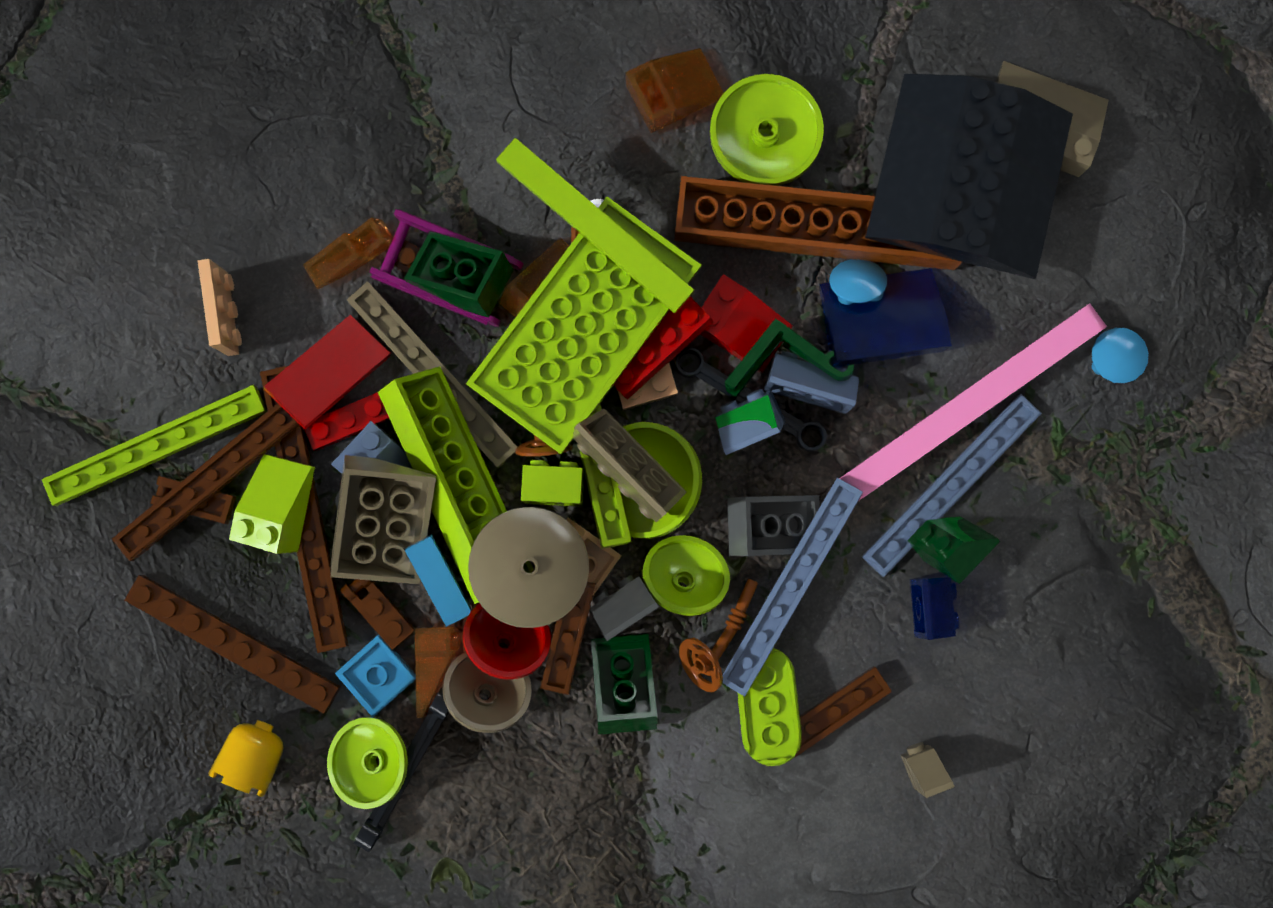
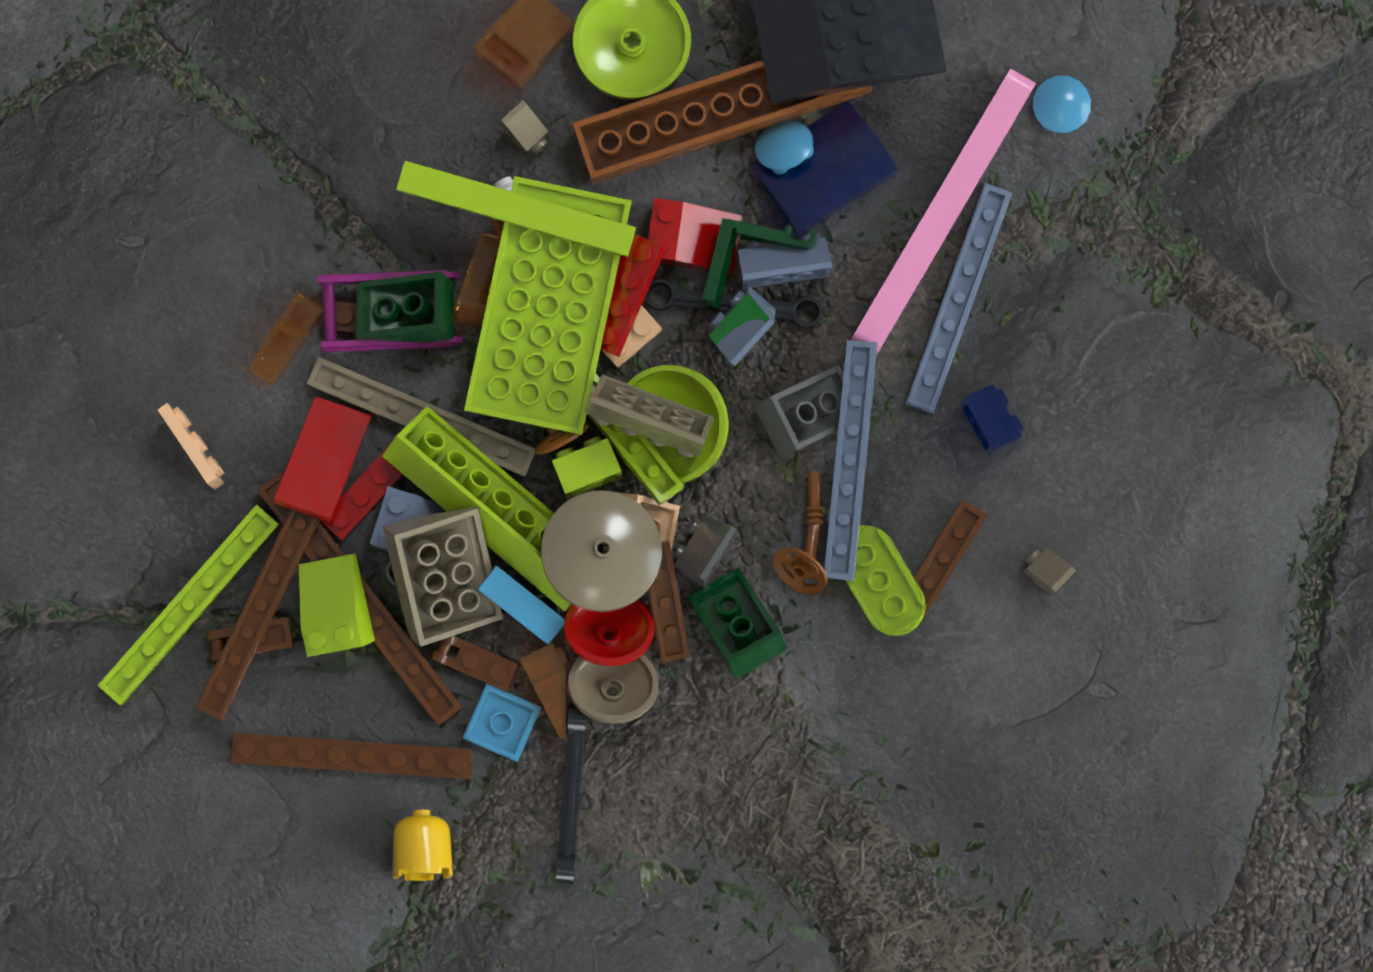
camera: 30 degrees left, 0 degrees up
(354, 766) = (517, 805): lime dish -> none
(638, 164) = (525, 129): none -> dark tan slope
(690, 562) = (744, 483): lime dish -> none
(952, 545) = (981, 354): dark green slope -> none

